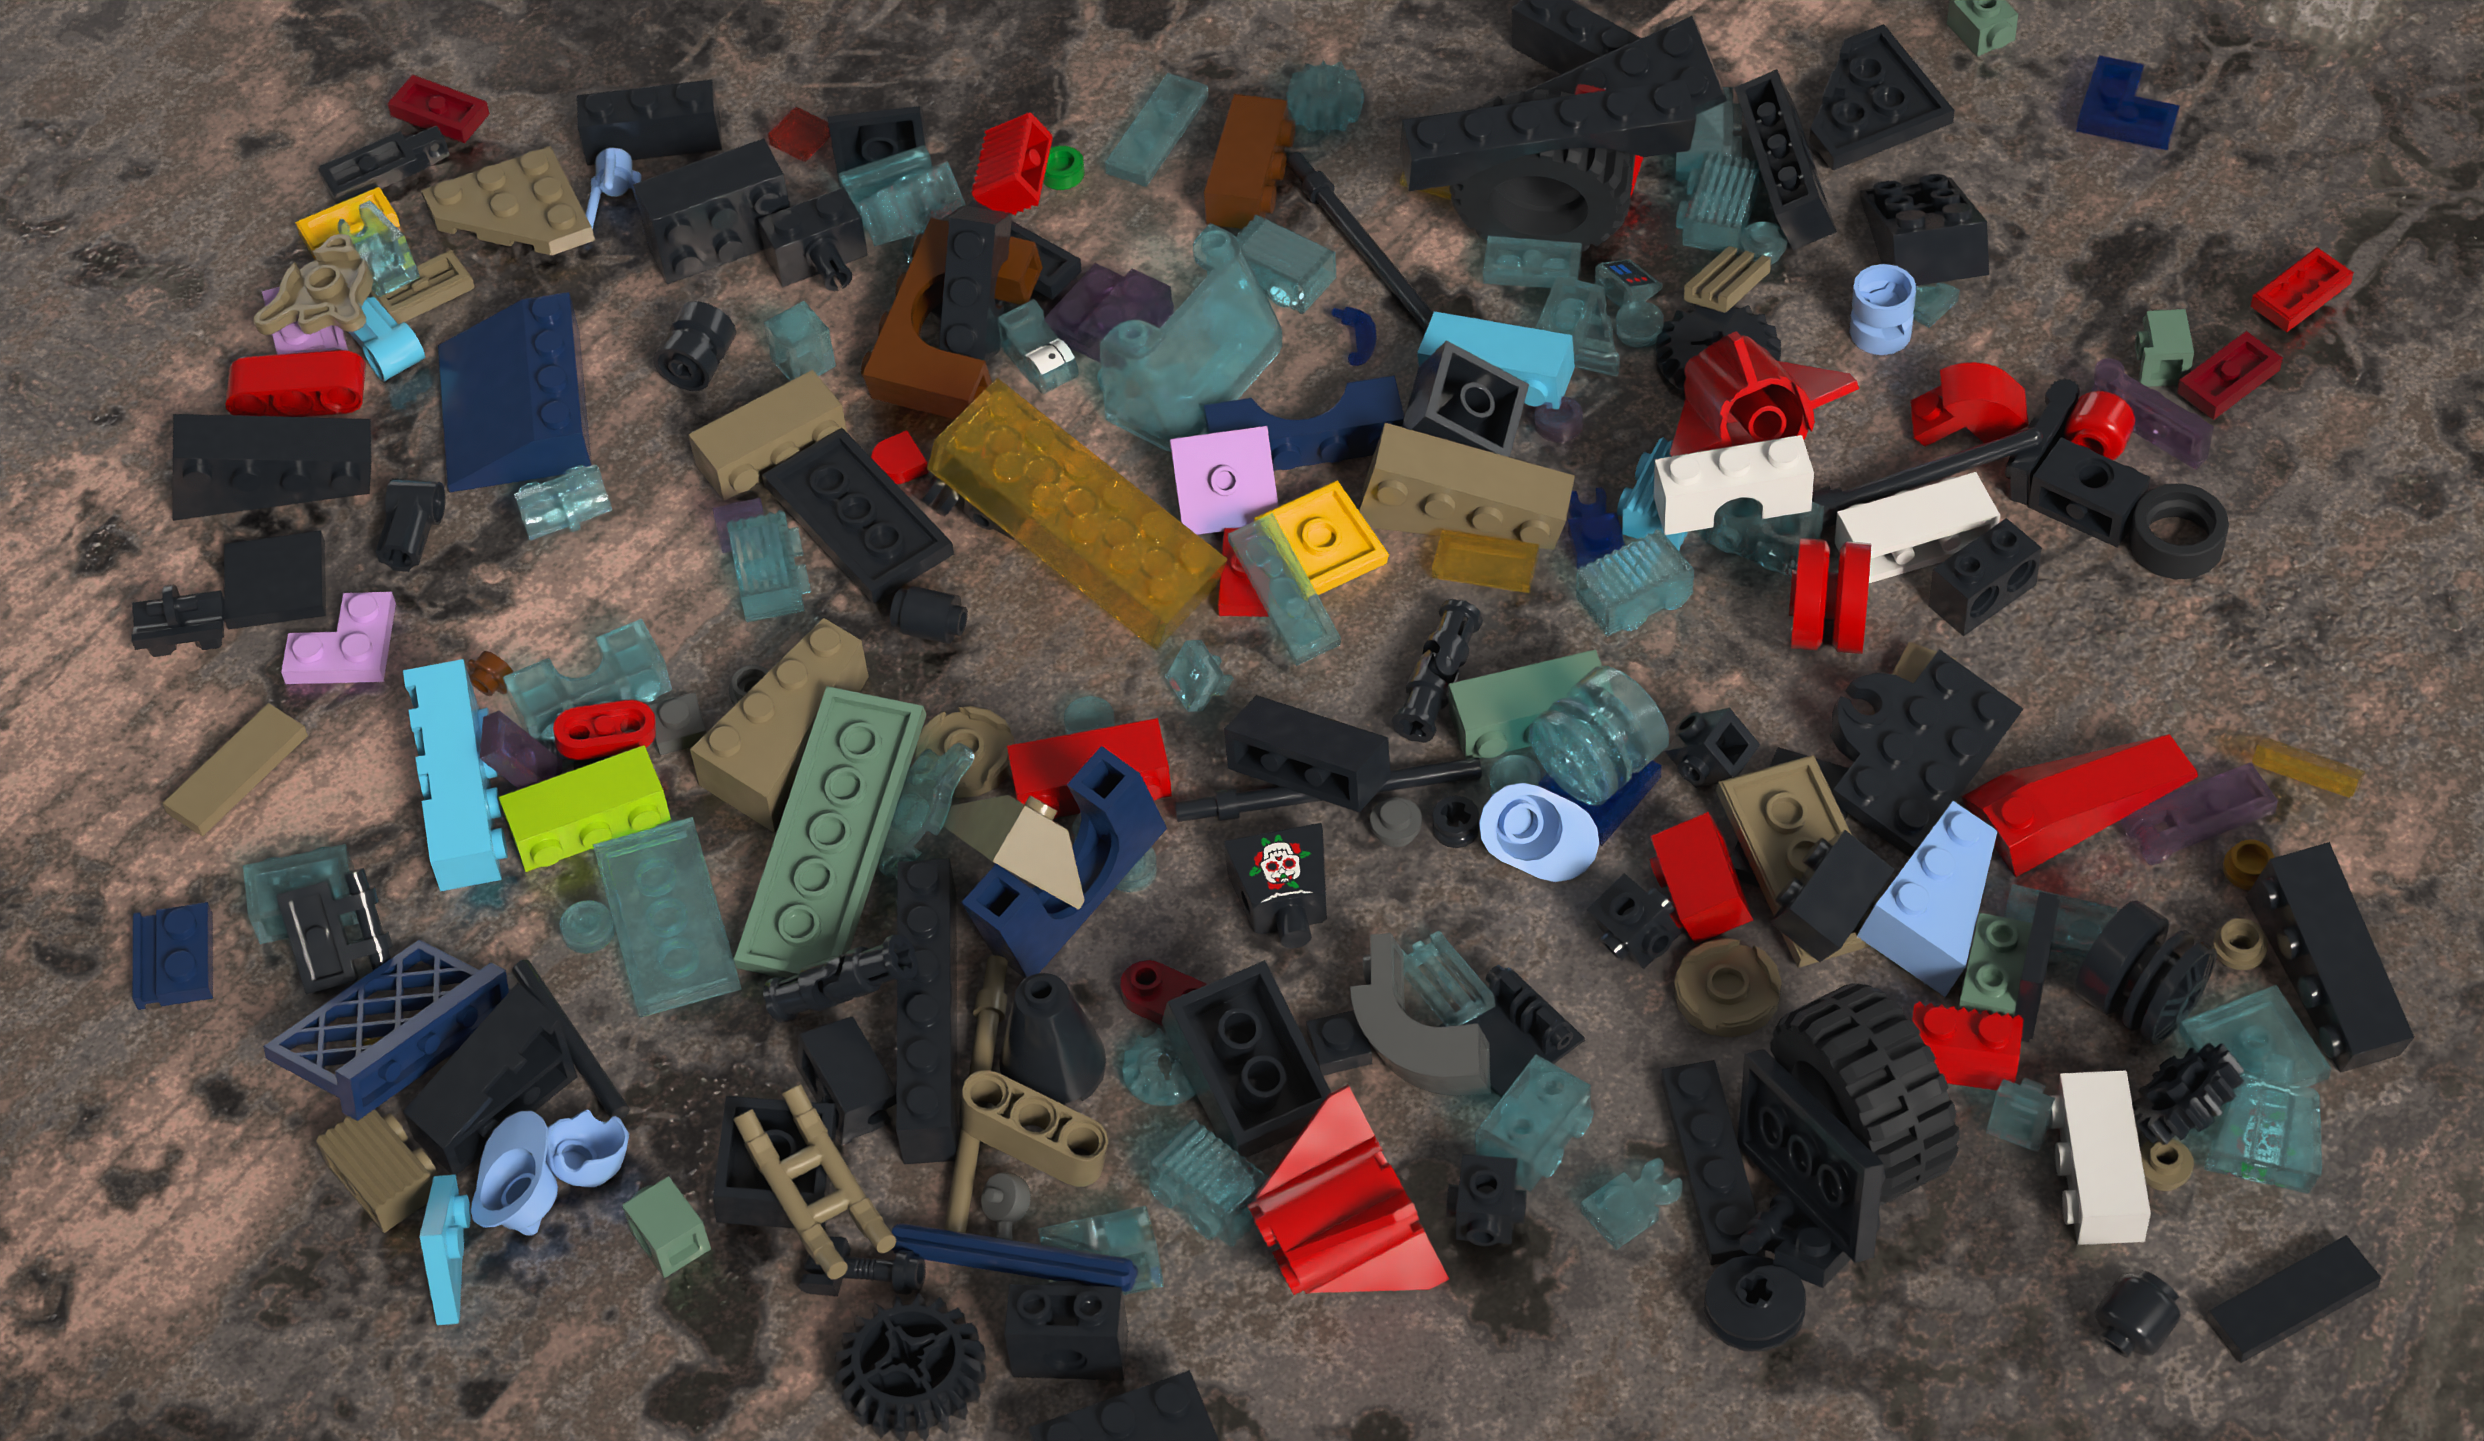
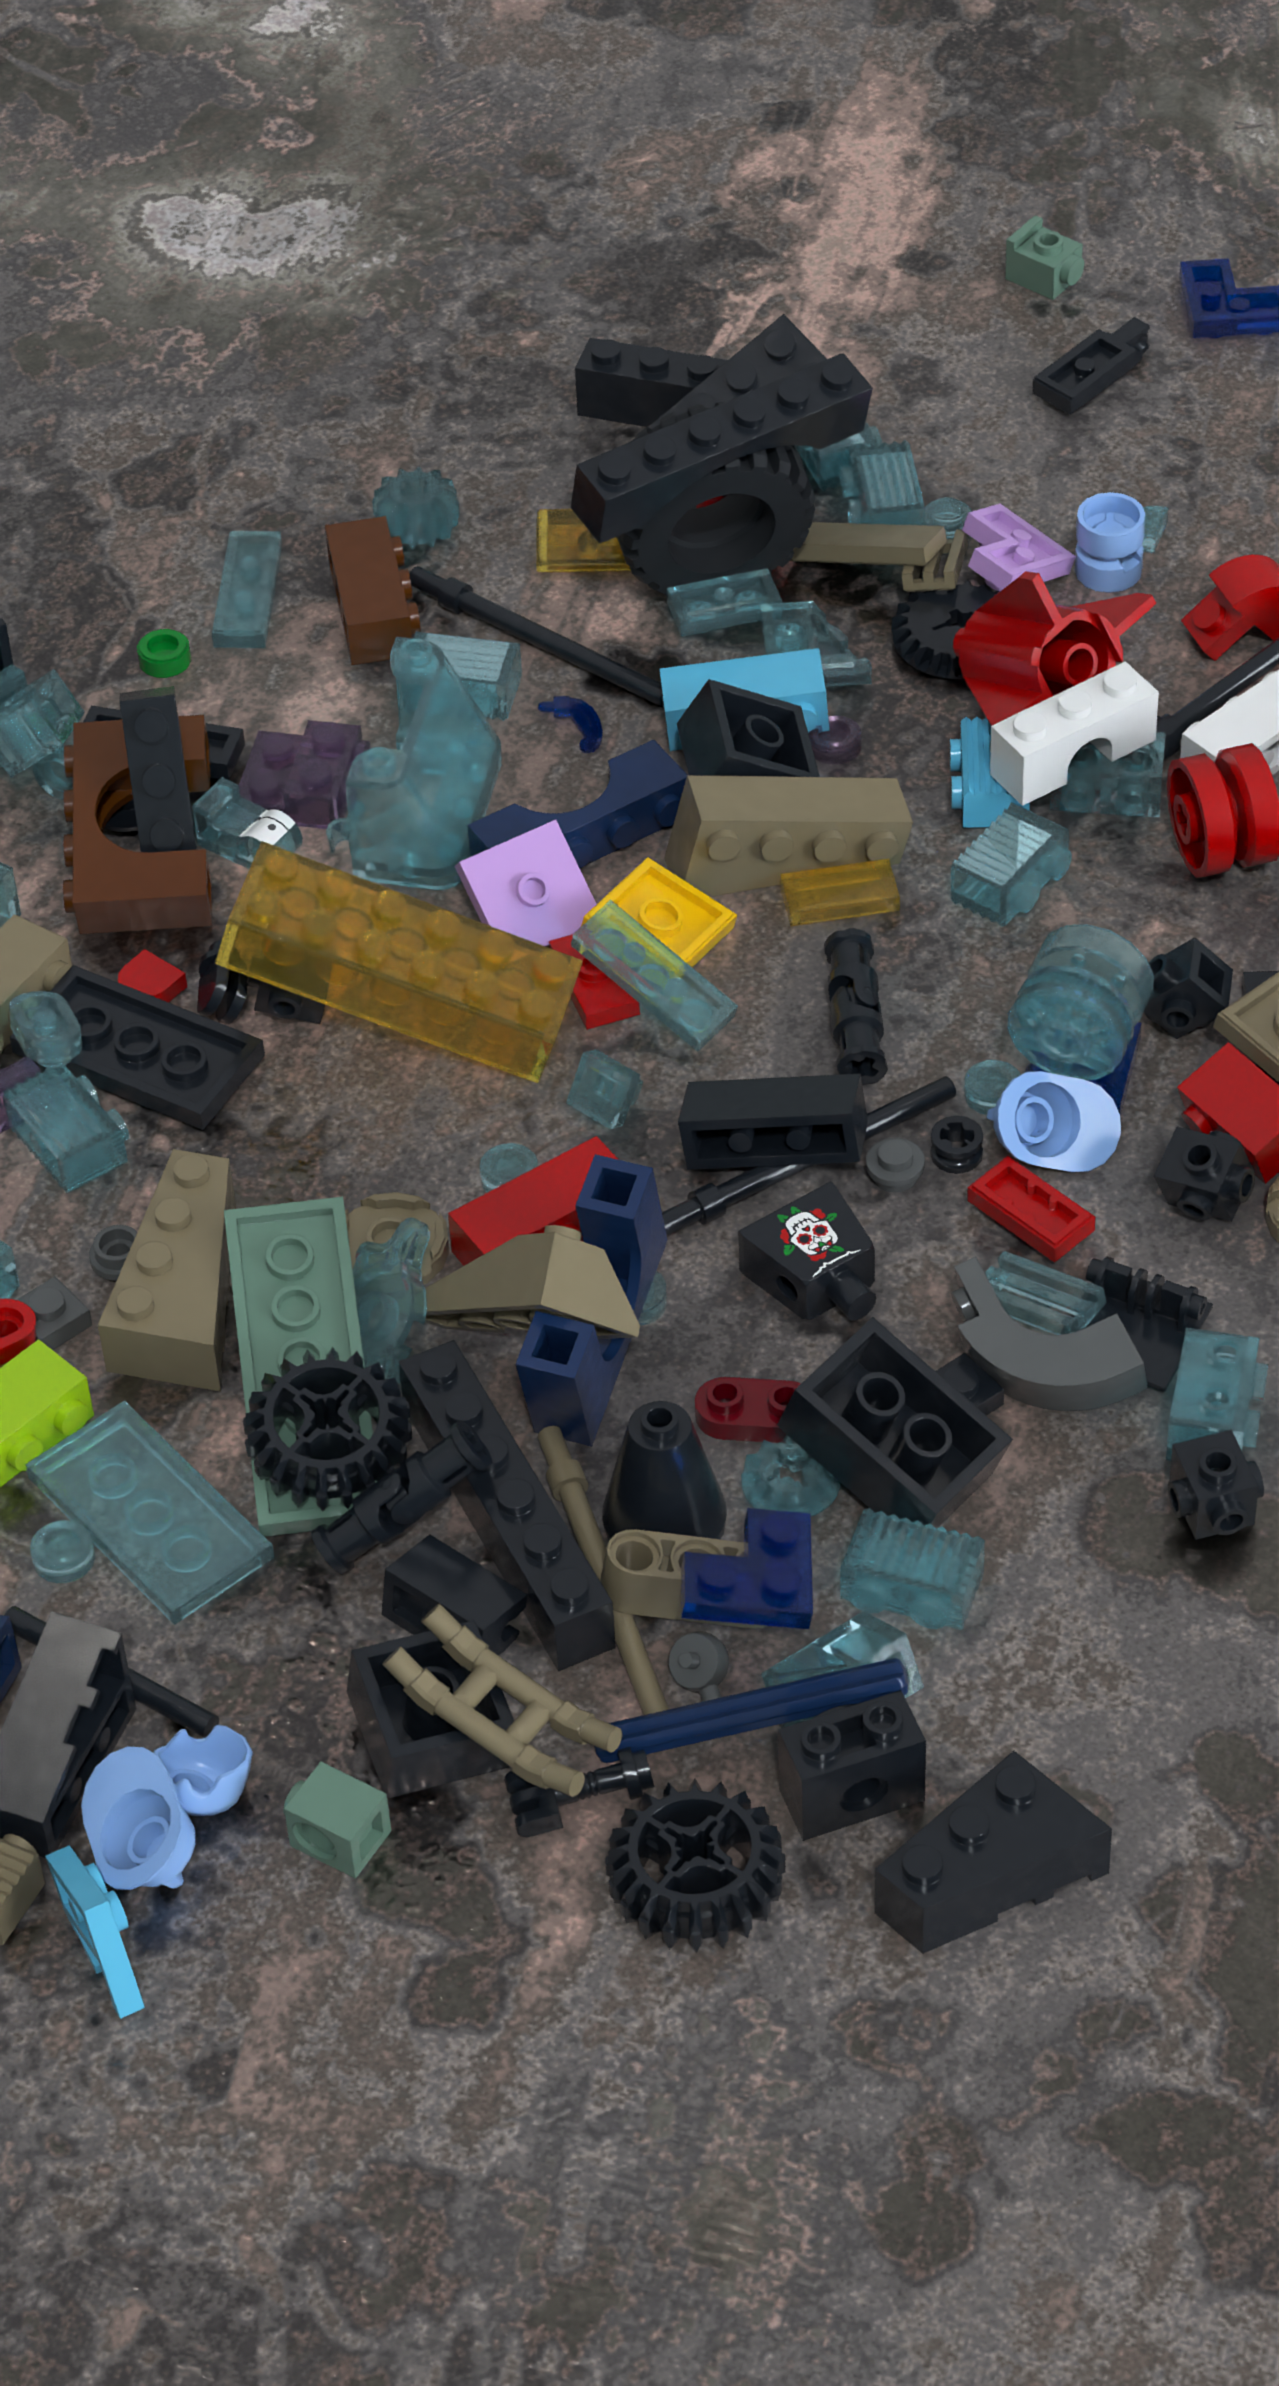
camera: 25 degrees left, 5 degrees down
(779, 924) = (321, 1398): none -> black gear
(781, 478) = (45, 1028): none -> clear light blue plate
(928, 614) = (276, 1118): black brick -> none
(1012, 165) = (114, 656): red brick -> none
(1070, 1158) = (765, 1585): none -> clear blue plate
(1343, 1211) = (1084, 1540): red brick -> none
(1482, 901) = (1031, 1209): none -> red plate
(1497, 708) = (959, 1012): sand green brick -> none
(1592, 530) = (937, 835): clear blue plate -> none
(1626, 282) = (832, 595): clear light blue slope -> none
(1639, 324) = (866, 629): clear light blue tile -> none
(1676, 246) = (871, 544): none -> dark tan tile
(1785, 160) = (938, 435): black brick -> none
(1801, 295) = (1012, 547): none -> lavender plate
(1875, 101) = (980, 361): black plate -> none
(1927, 229) = (1107, 455): black slope -> none
(1969, 133) = (1092, 366): none -> black hinge

